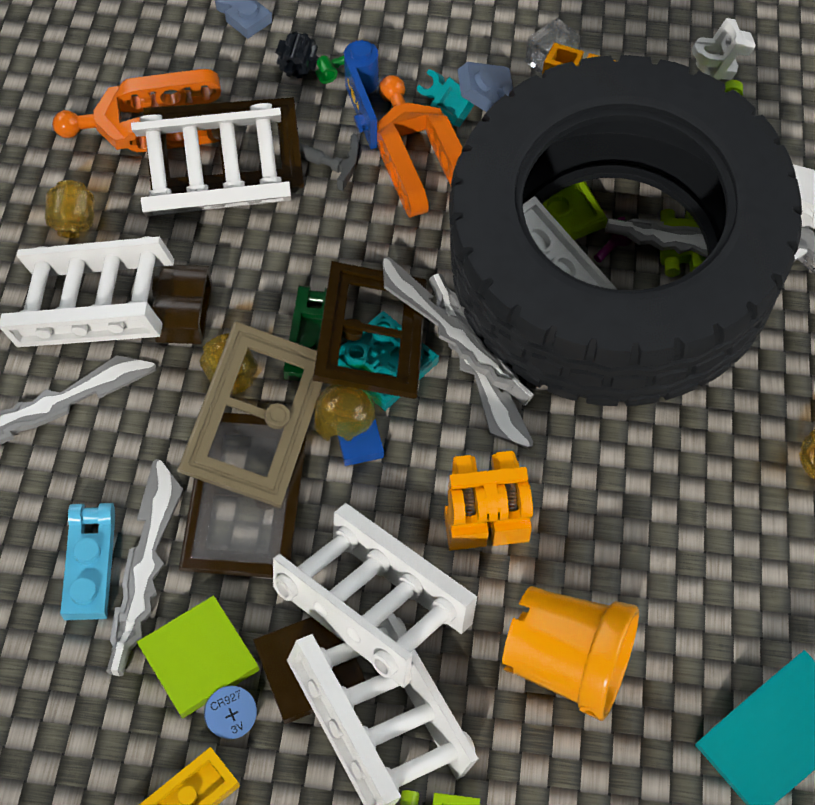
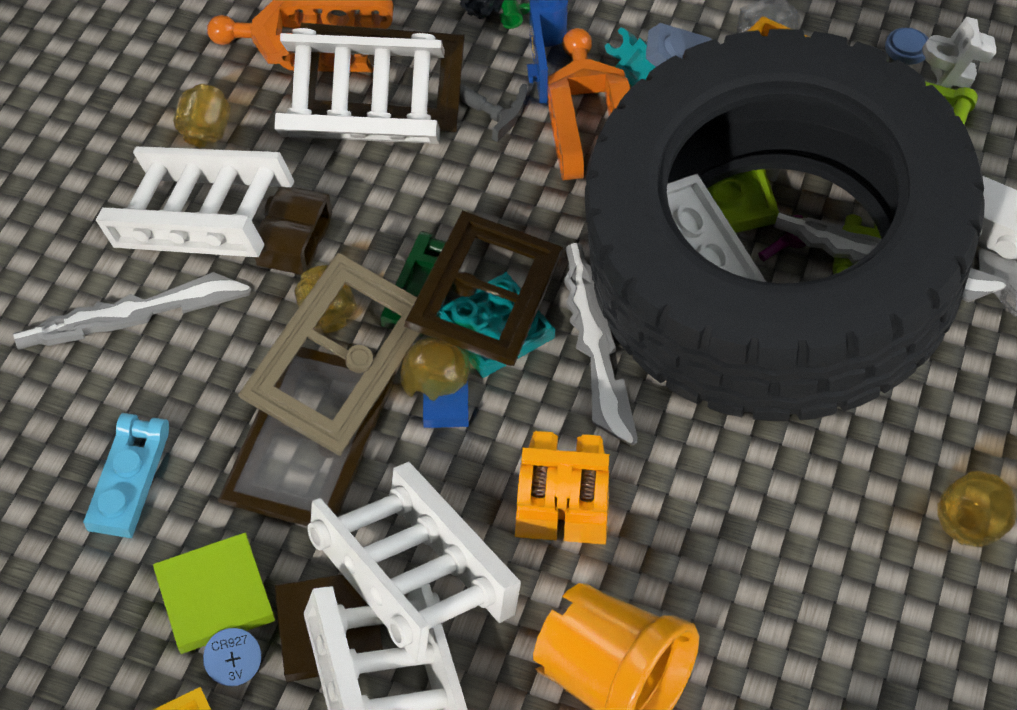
camera: 15 degrees right, 5 degrees down
(143, 565) = (182, 490): light grey sword -> none
(454, 332) = (578, 306): light grey sword -> none
(672, 48) = (906, 45): none -> medium blue piece

